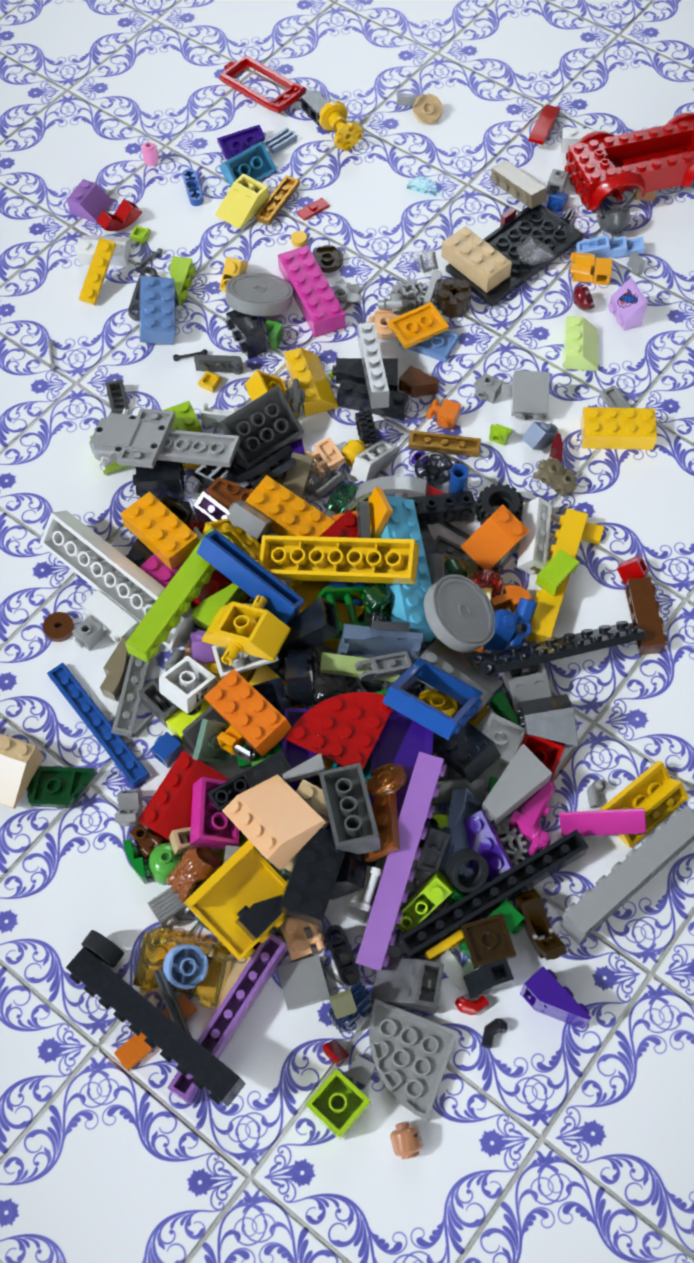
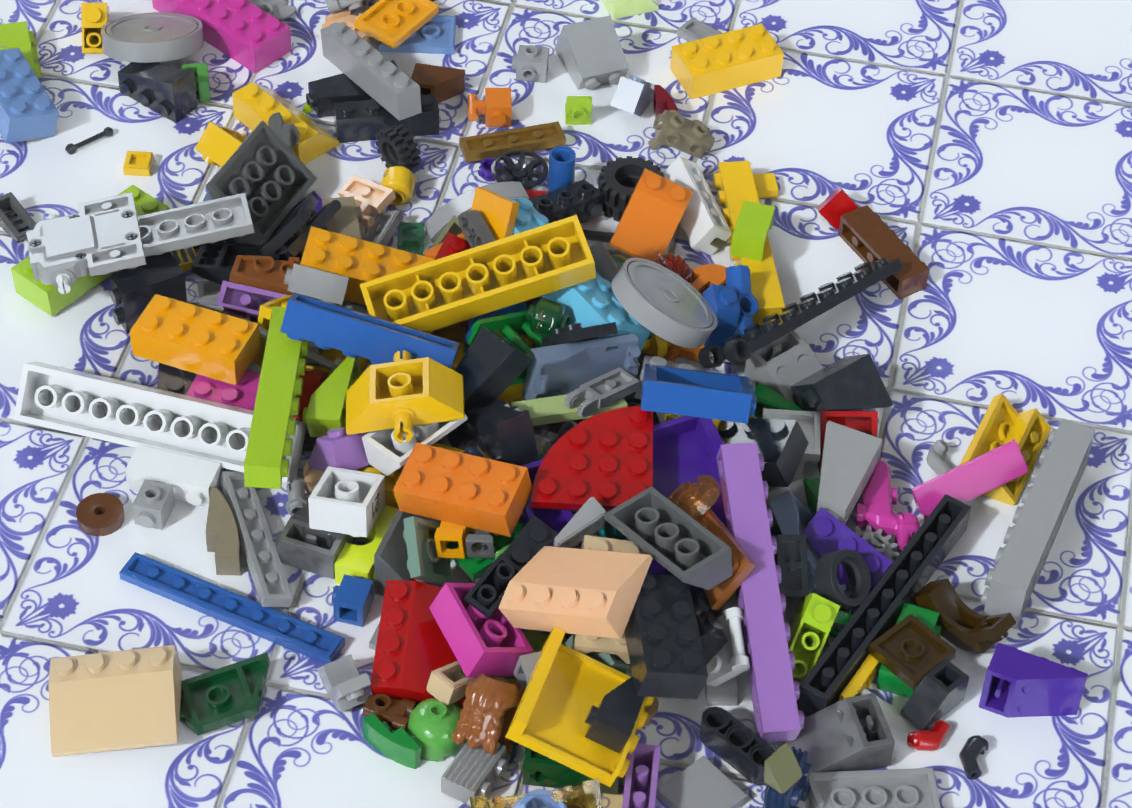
camera: 30 degrees left, 15 degrees down
(214, 416) = (182, 196): white hinge -> none
(218, 363) = (140, 136): dark grey plate -> none
(296, 939) = (673, 756): light nougat plate -> none
(371, 460) = (427, 189): white slope -> none

